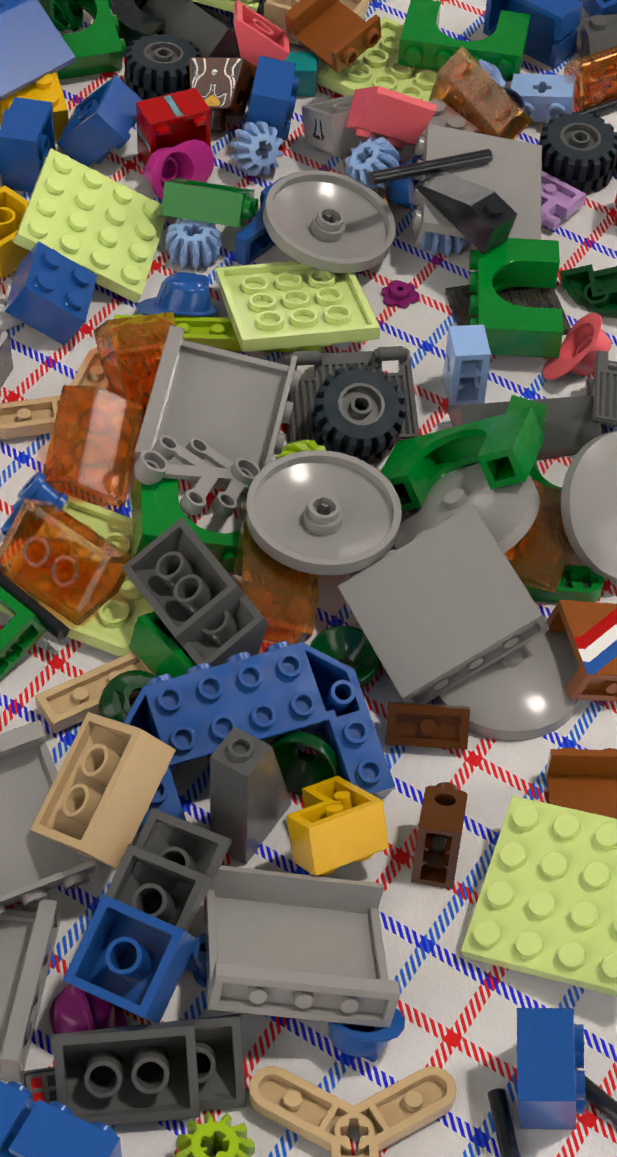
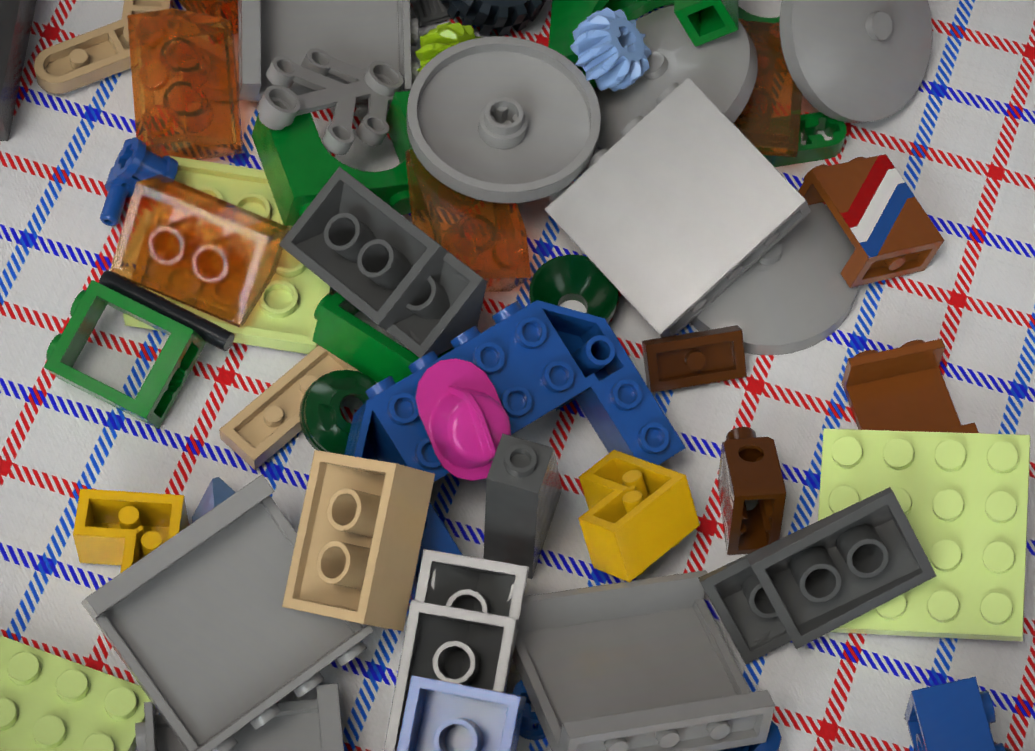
camera: 15 degrees left, 10 degrees up
(210, 709) = (461, 417): none -> dark pink piece
(302, 768) = (576, 446): dark green piece -> none
(422, 478) = (610, 49): none -> light blue gear
(471, 906) = (818, 577): none -> dark grey slope

